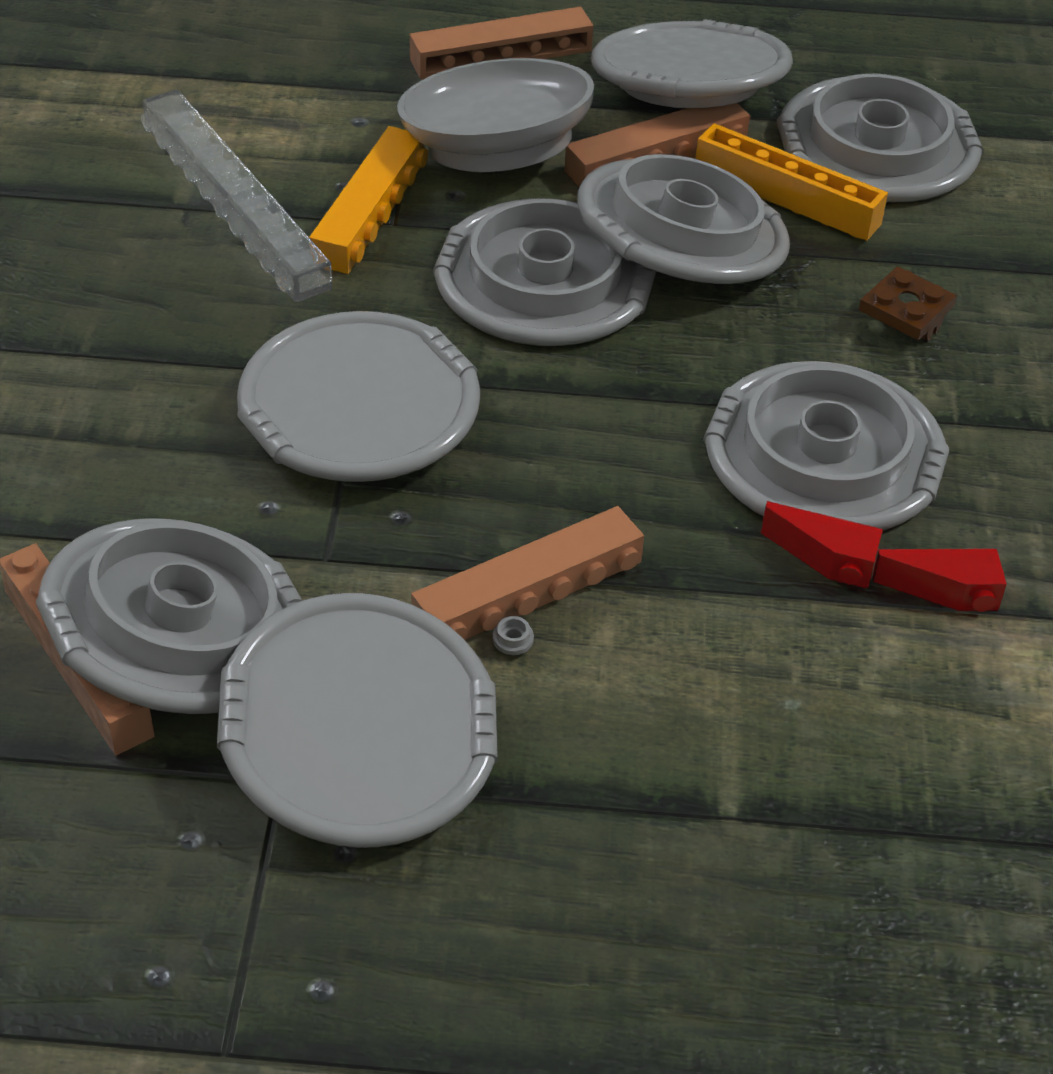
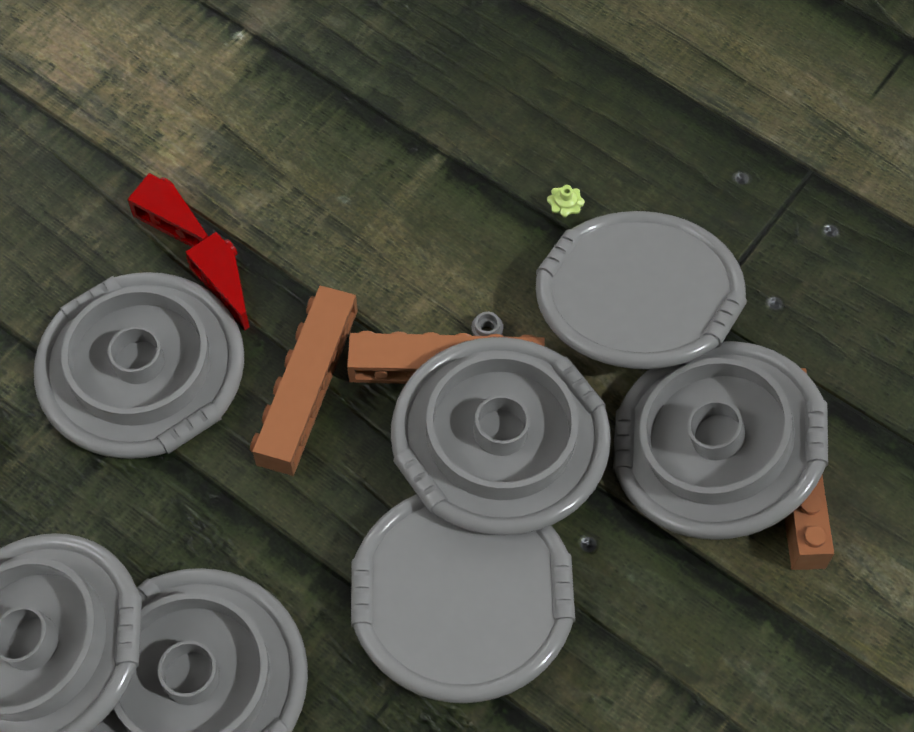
camera: 145 degrees left, 15 degrees up
(412, 507) = (500, 436): none -> light grey piece
(528, 816) = (565, 200): none -> yellowish green plant
(657, 501) = (305, 380): none -> nougat brick

